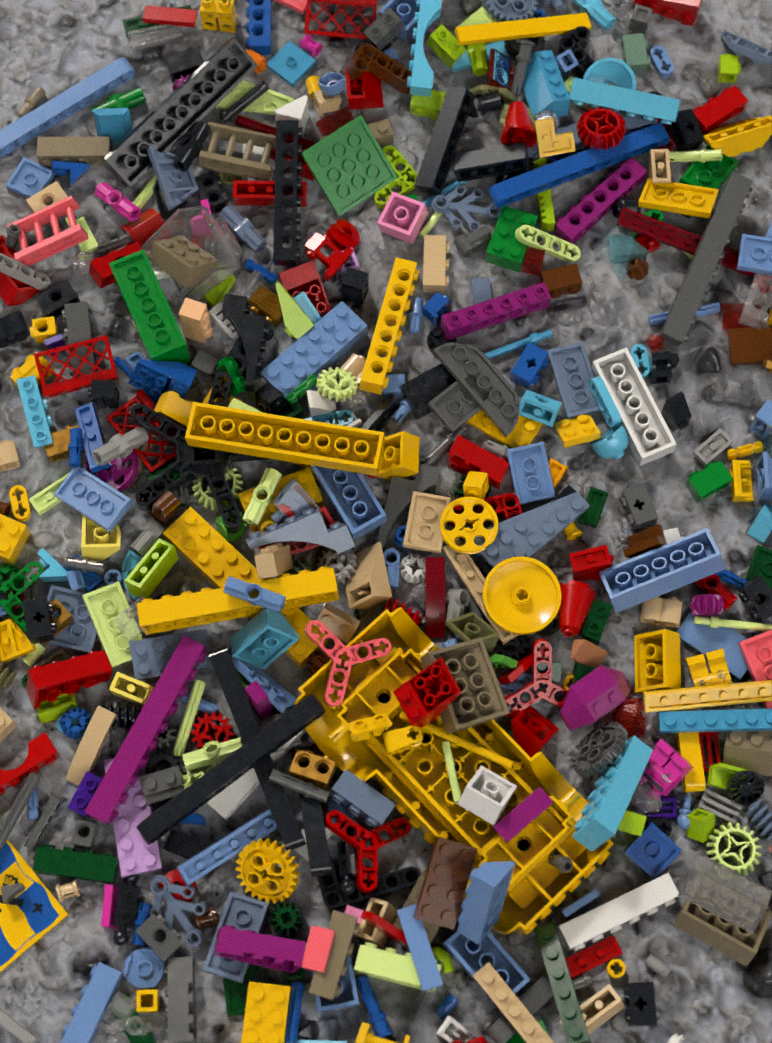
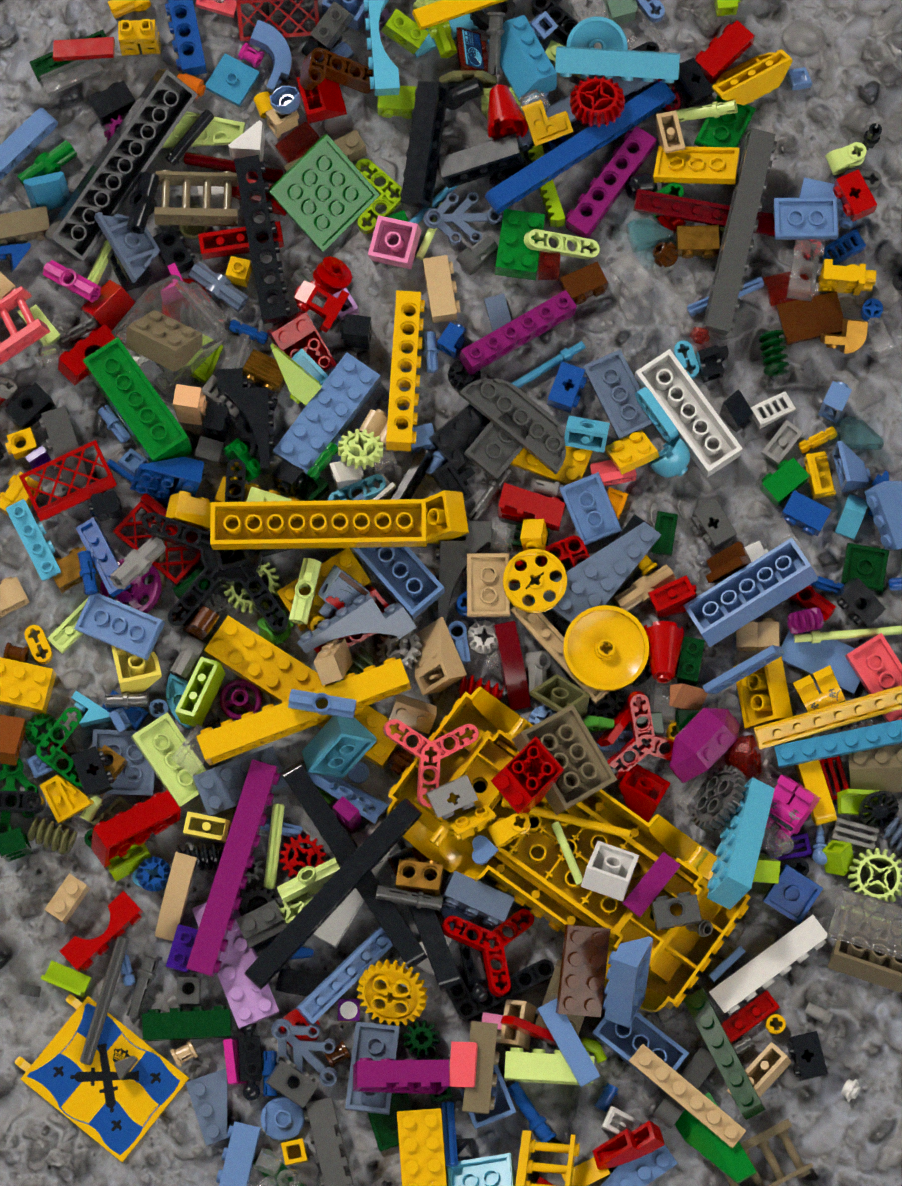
camera: 10 degrees left, 5 degrees up
(81, 943) = (210, 1105): none -> sand blue wing
(127, 327) = (114, 424): none -> medium blue axle
(185, 577) = (239, 692): none -> magenta piece
(217, 339) = (217, 421): none -> black brick
(225, 880) = (348, 1010): none -> tile
(263, 219) = (239, 271): none -> yellow brick
(279, 667) = (359, 773): none -> medium blue tile
(331, 37) = (277, 48): none -> medium blue arch
(343, 697) = (460, 787): none -> light grey brick
(375, 754) = (483, 850): none -> medium blue tile
(409, 423) = (453, 480): none -> black hinge
(529, 848) = (665, 920): none -> dark grey brick
(555, 447) = (610, 474): none -> coral panel
(560, 553) = (639, 589): none -> tan piece
(643, 638) = (743, 669): none -> medium blue tile
(668, 262) = (697, 241): none -> pearl gold brick
(697, 426) = (762, 422): none -> white slope
(718, 368) = (772, 353): none -> dark green piece
(723, 512) = (805, 514): none -> blue brick

